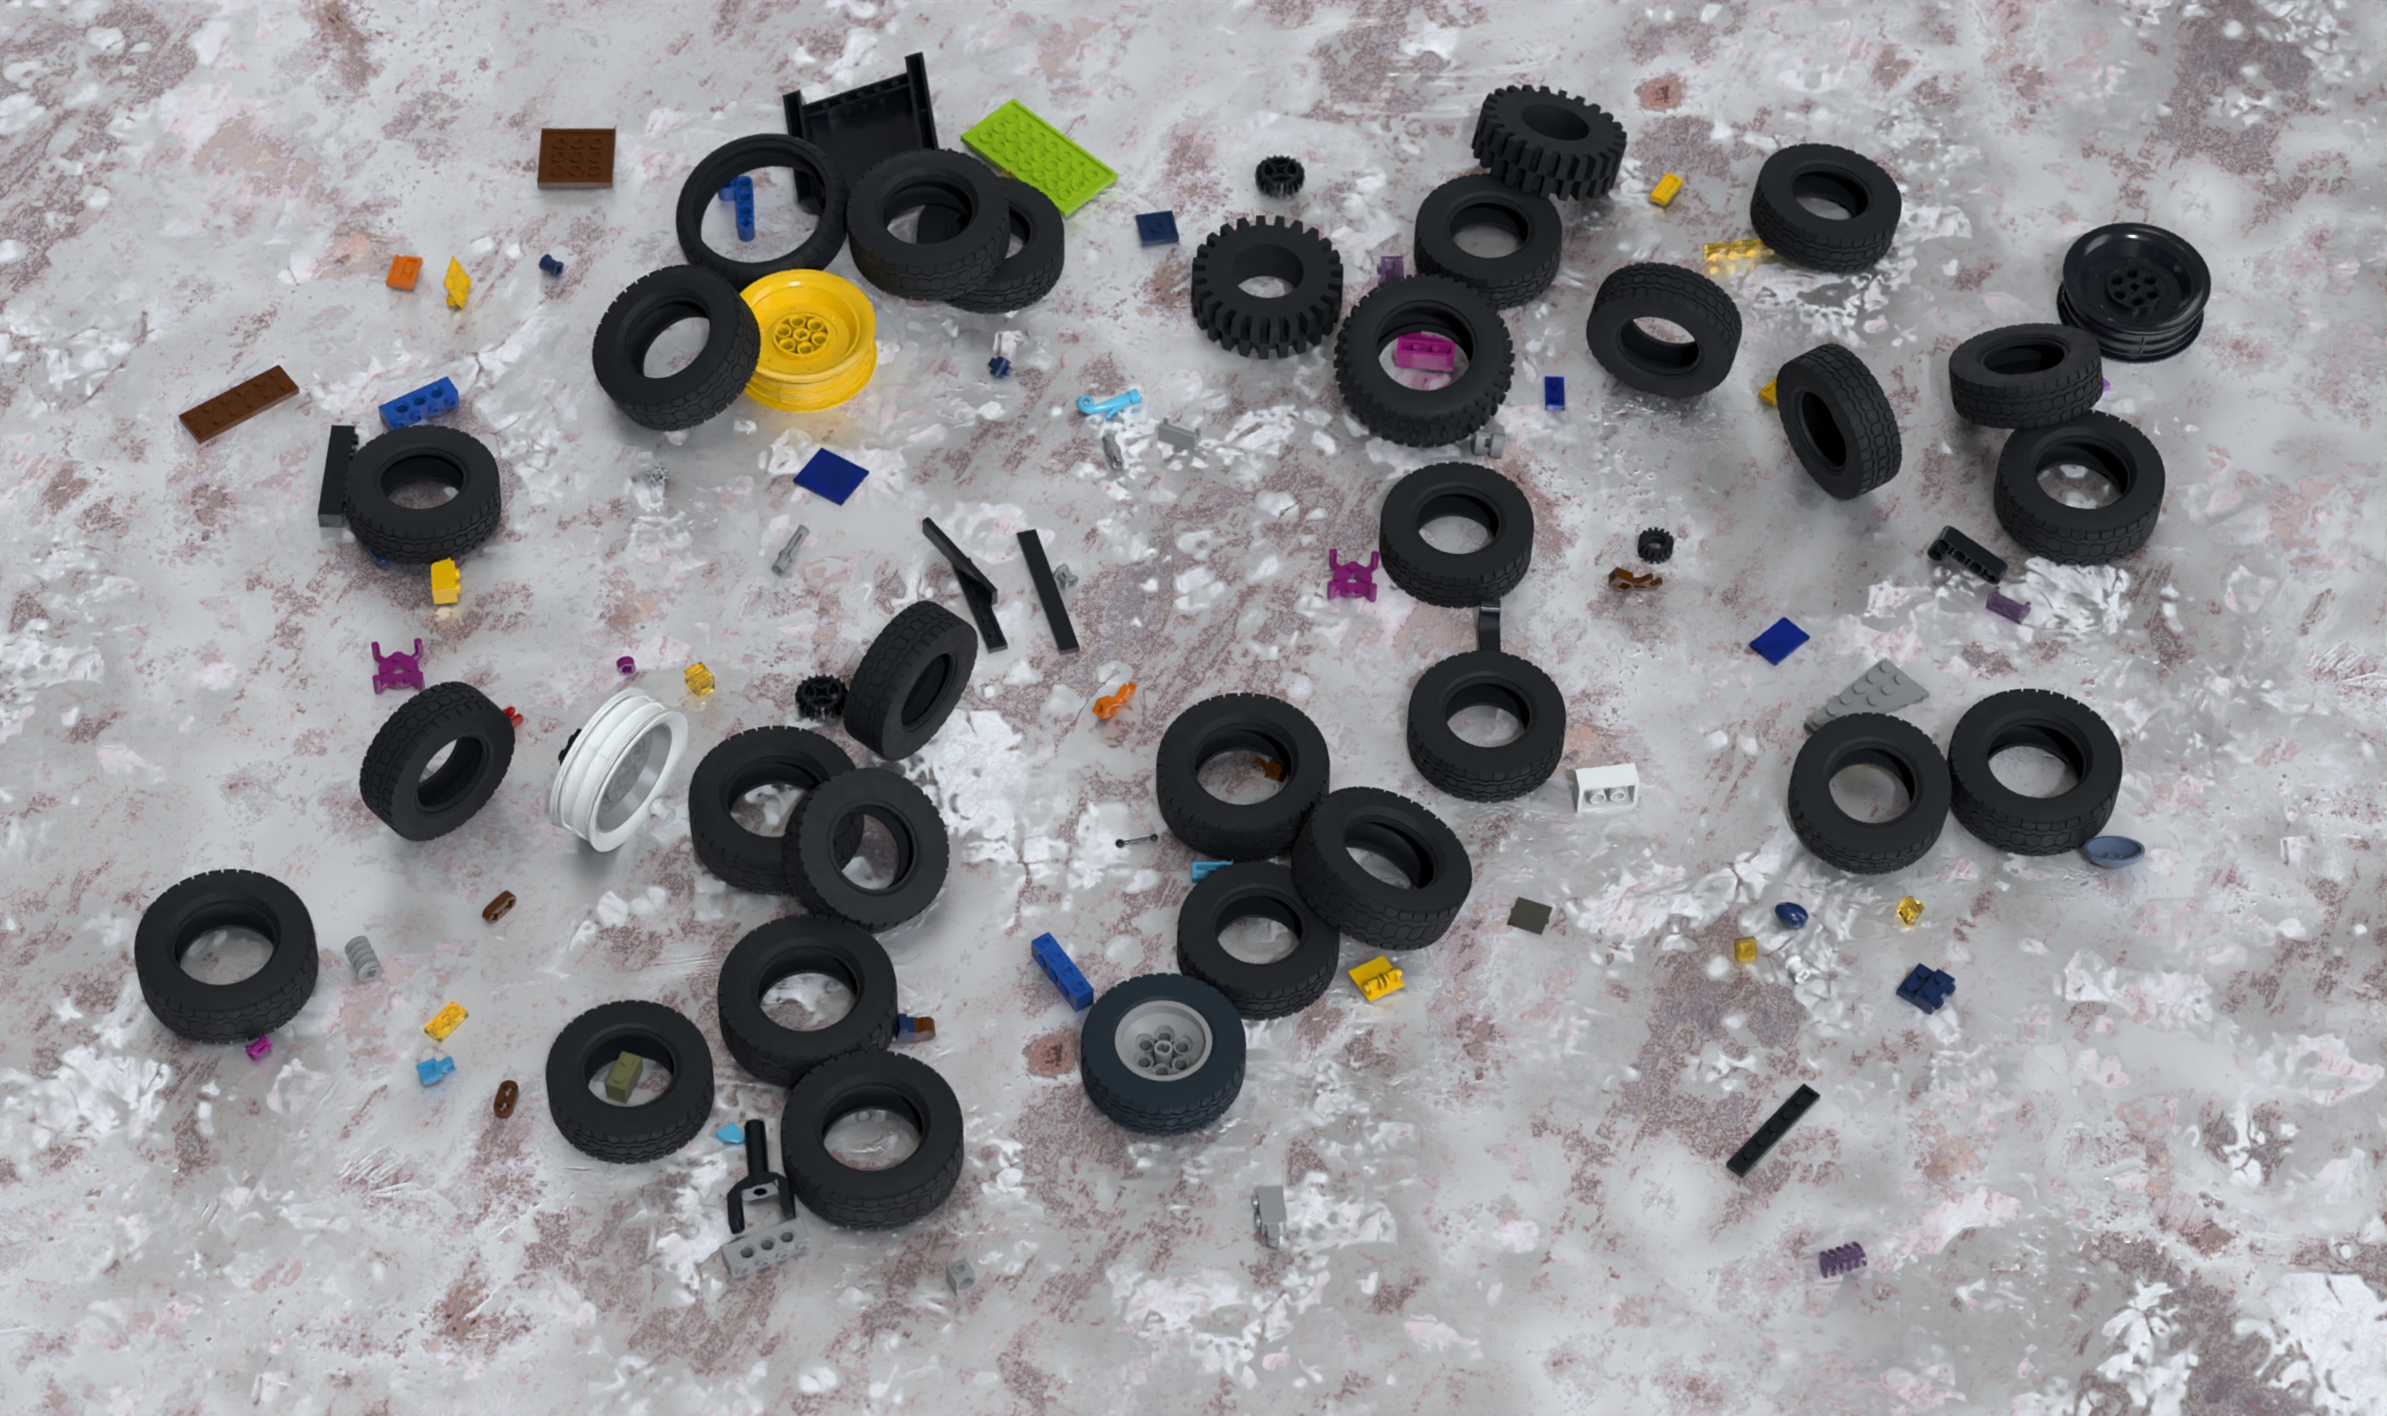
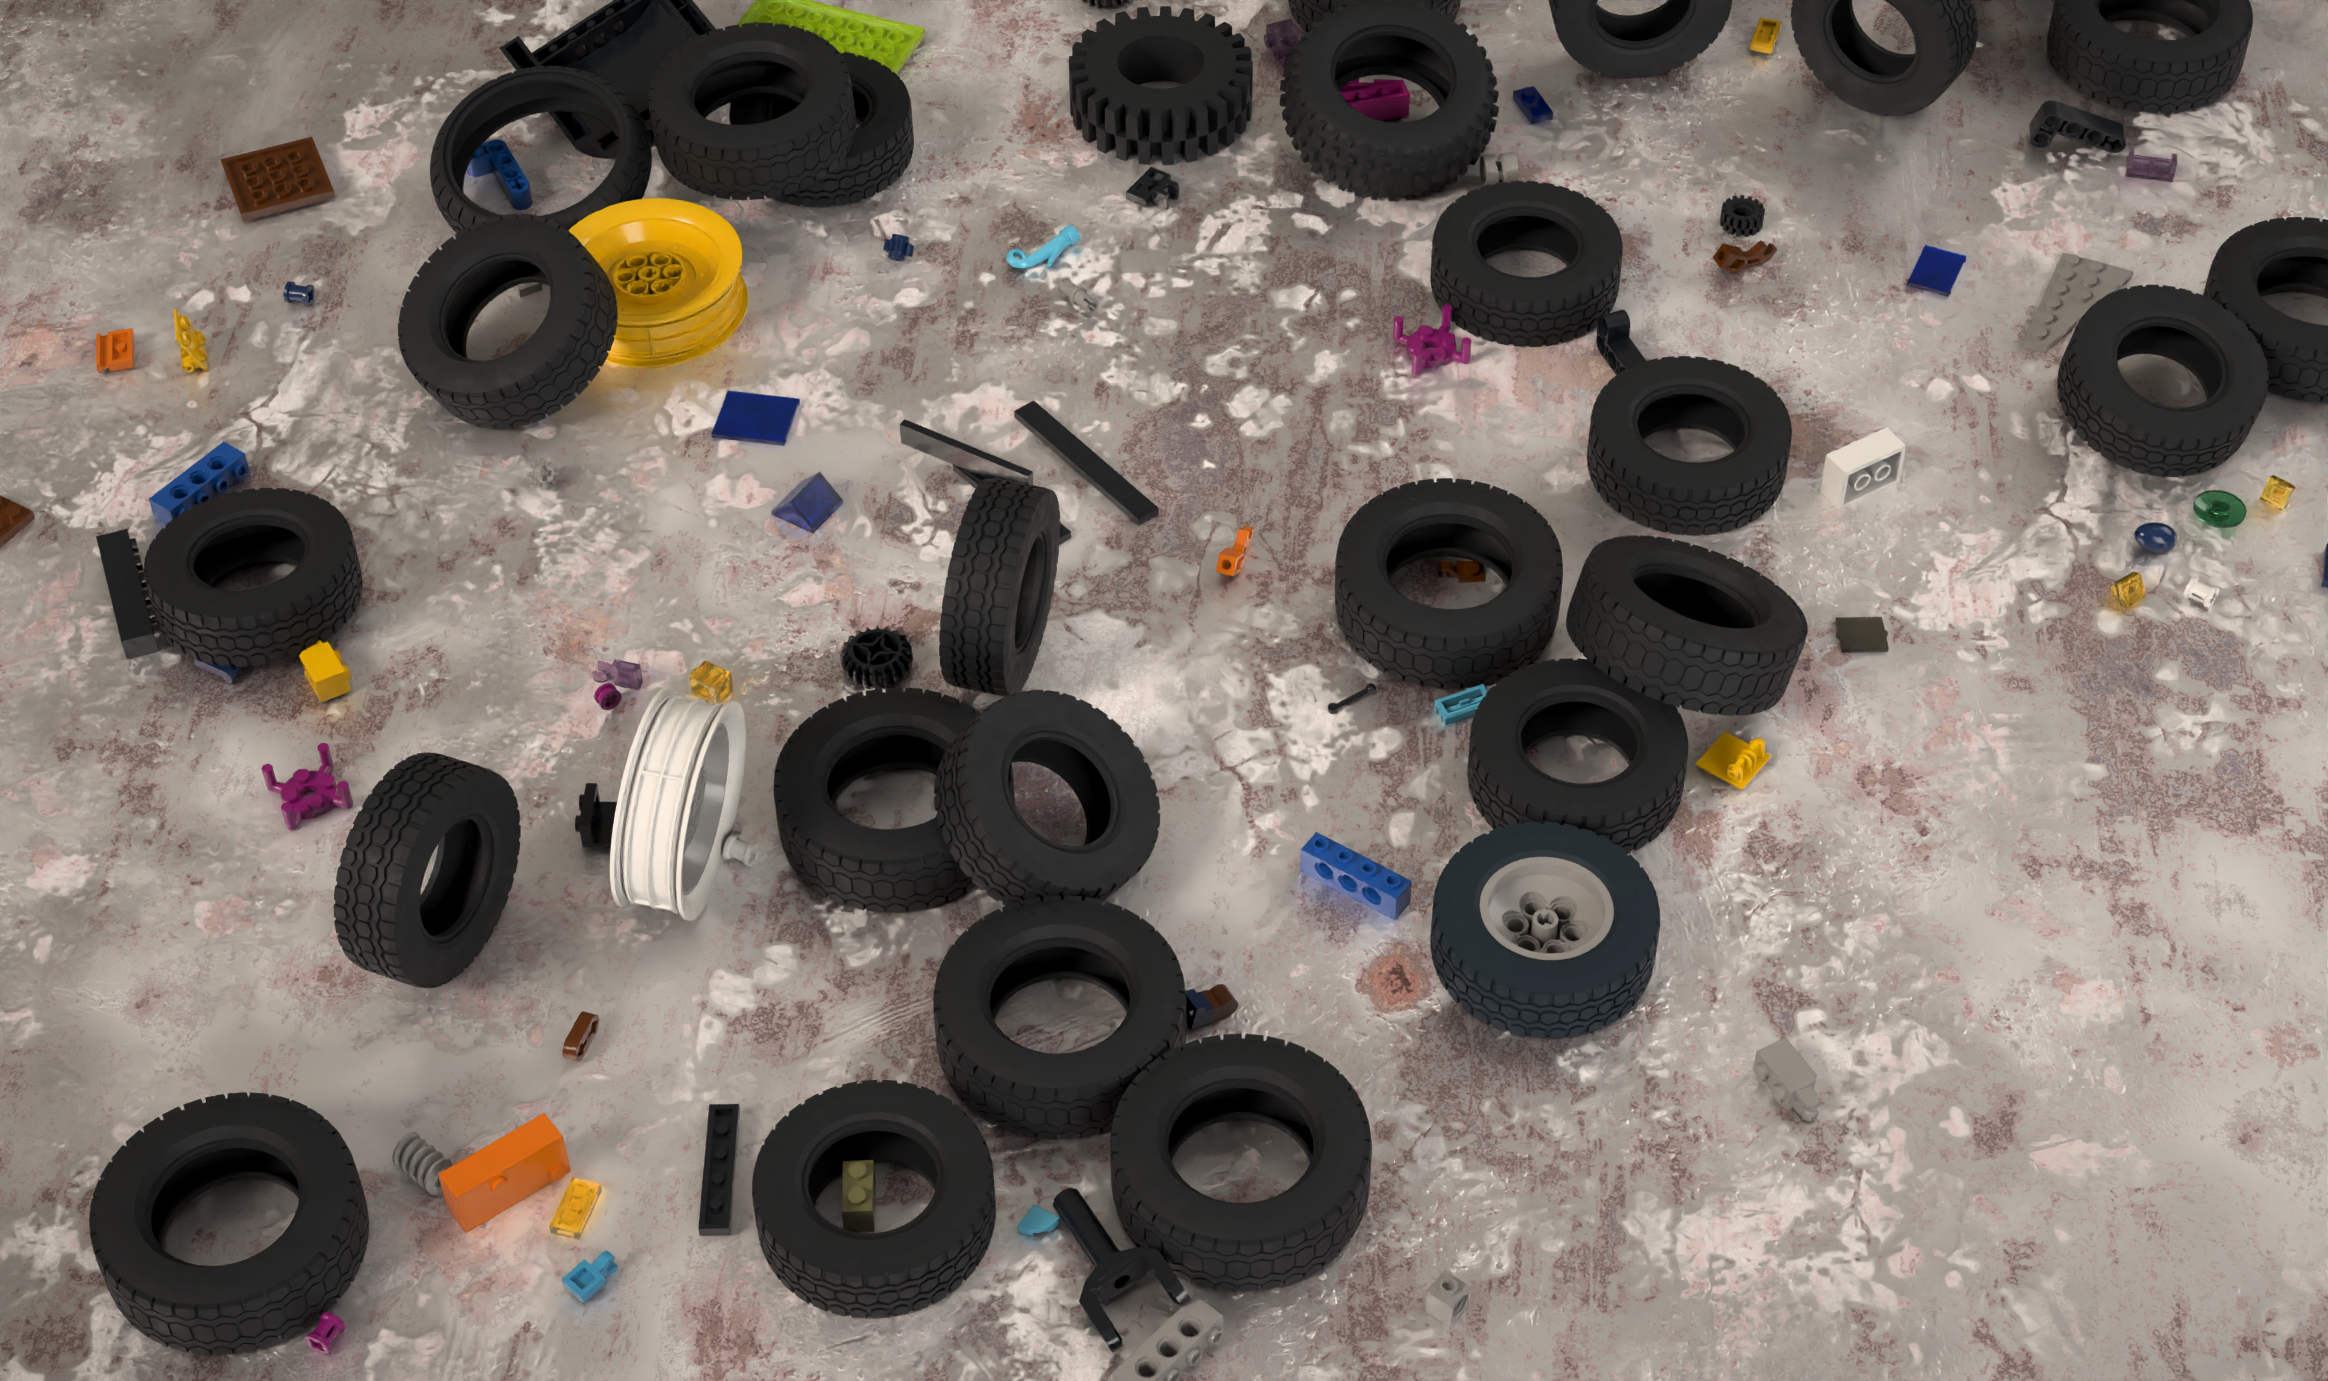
camera: 20 degrees left, 5 degrees down
(409, 983) = (504, 1172): none -> orange brick
(510, 1100) = (713, 1281): reddish brown beam -> none
(546, 1028) = (719, 1170): none -> black plate
(643, 651) = (621, 672): none -> clear purple plate
(781, 564) = (747, 514): light grey pin -> none
(834, 560) = (809, 503): none -> clear blue slope
(1065, 577) = (1099, 439): light grey bush -> none
(1157, 228) = (998, 68): dark blue plate -> none
(1218, 374) = (1155, 187): none -> black plate
(1773, 1131) = (2299, 779): black tile -> none
(1856, 902) = (2219, 509): none -> clear green dish

